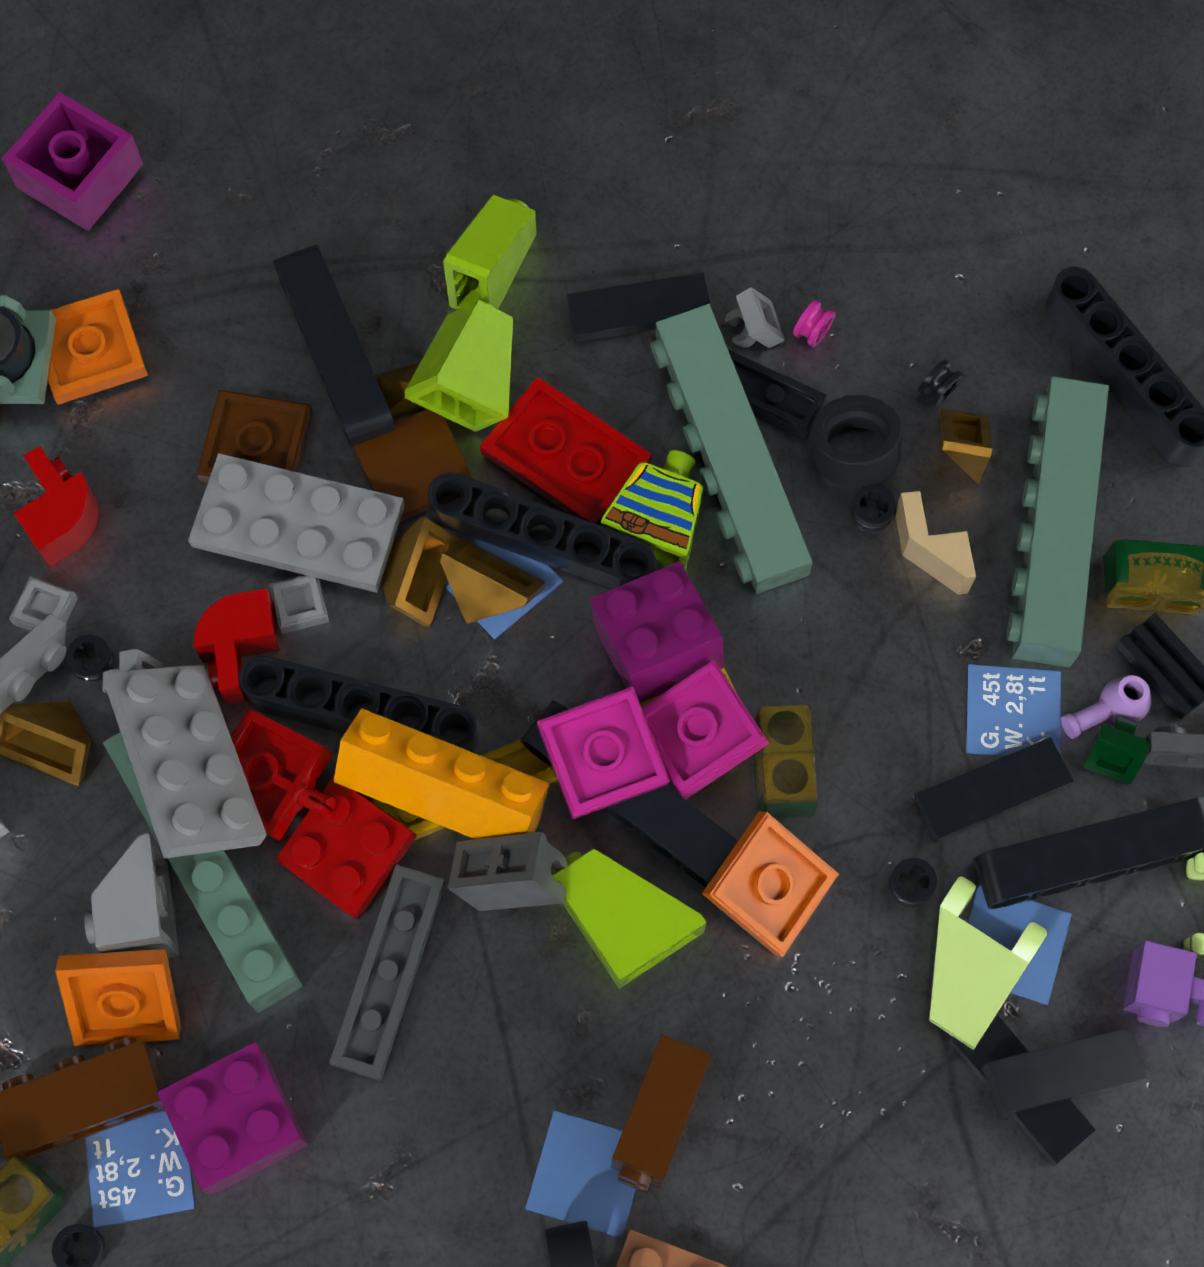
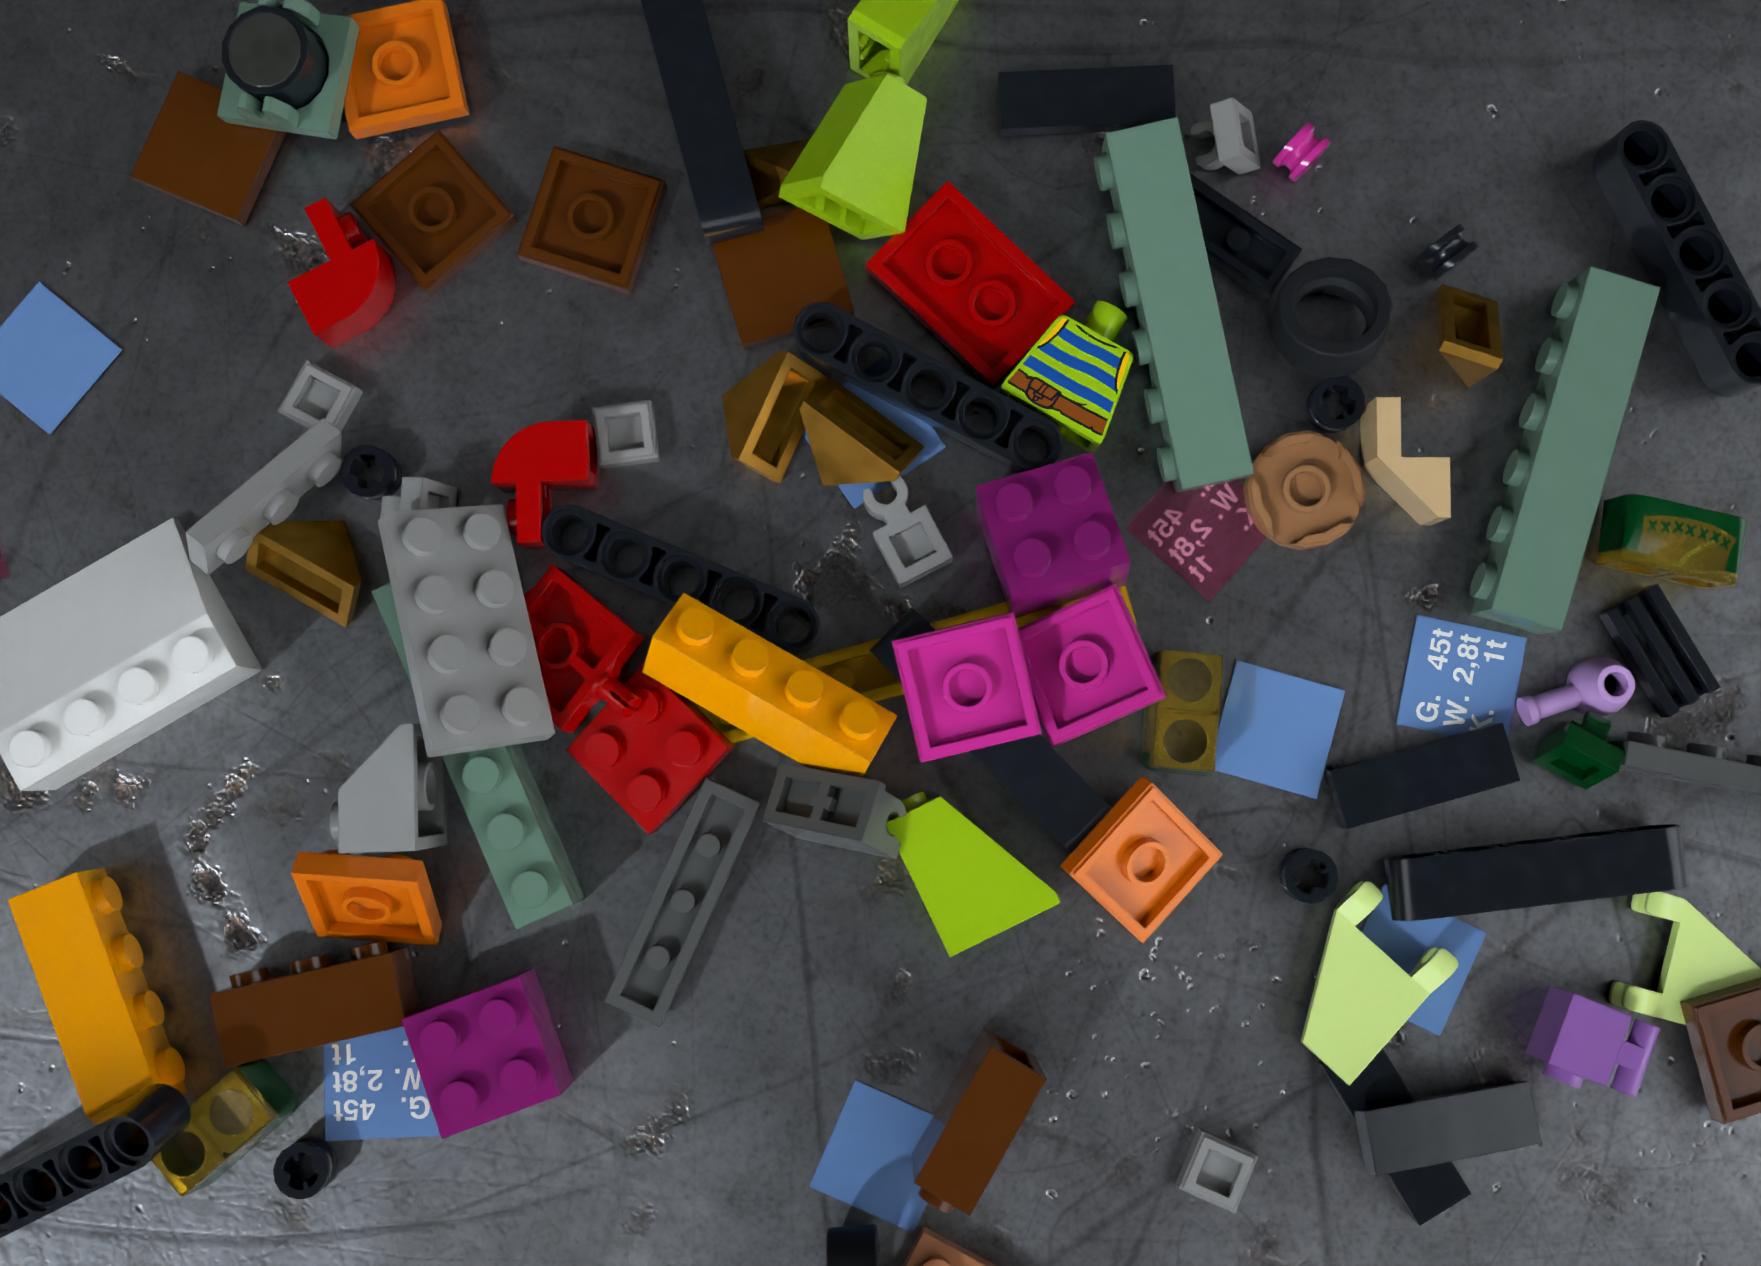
camera: 10 degrees right, 15 degrees up
(126, 452) = (434, 212): none -> reddish brown tile
(297, 522) = (631, 335): light grey plate -> none
(541, 654) = (908, 540): none -> light grey plate
(784, 621) = (1199, 533): none -> clear pink sticker
(859, 578) = (1304, 490): none -> medium nougat tile
(868, 770) = (1277, 729): none -> medium blue sticker
(876, 1143) = (1216, 1170): none -> light grey tile

